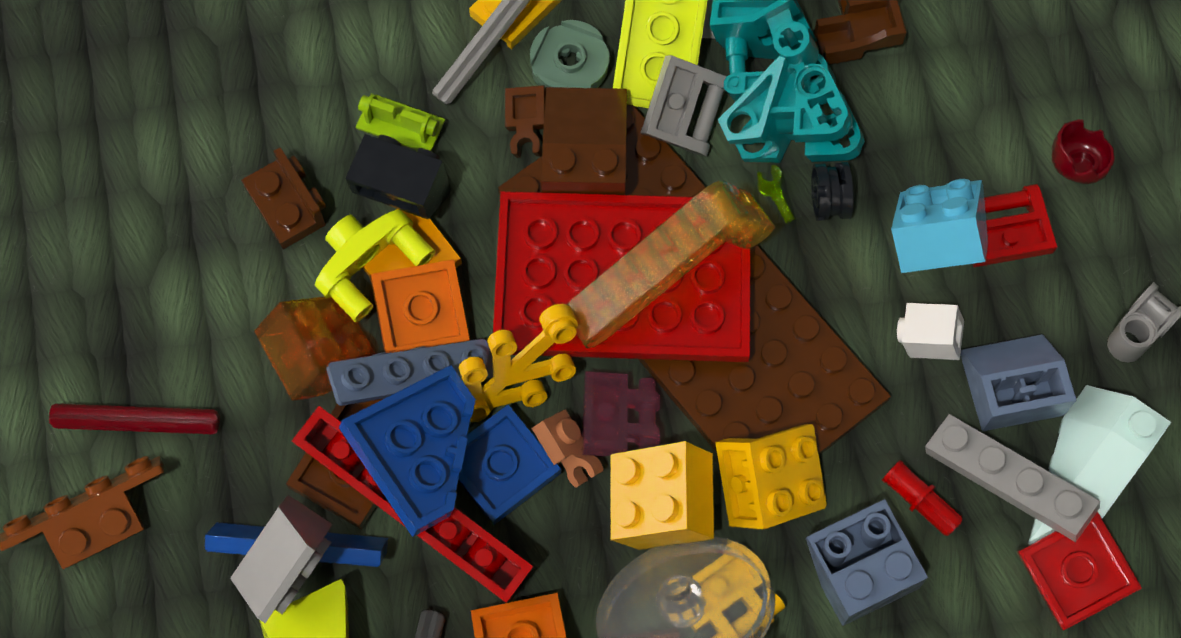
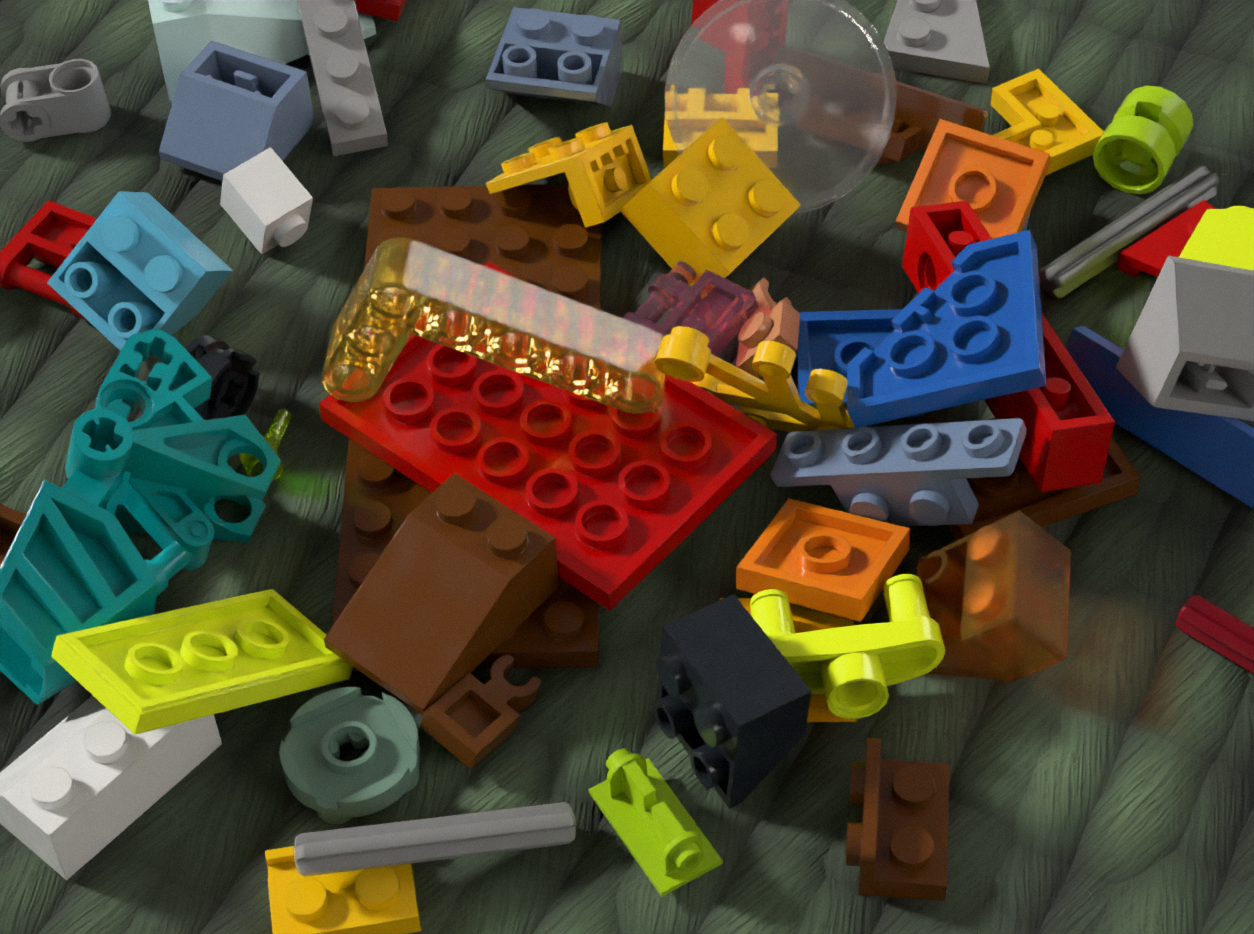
camera: 140 degrees left, 20 degrees down
(675, 103) = (265, 572): light grey plate -> none
(922, 498) = (438, 103): red axle -> none

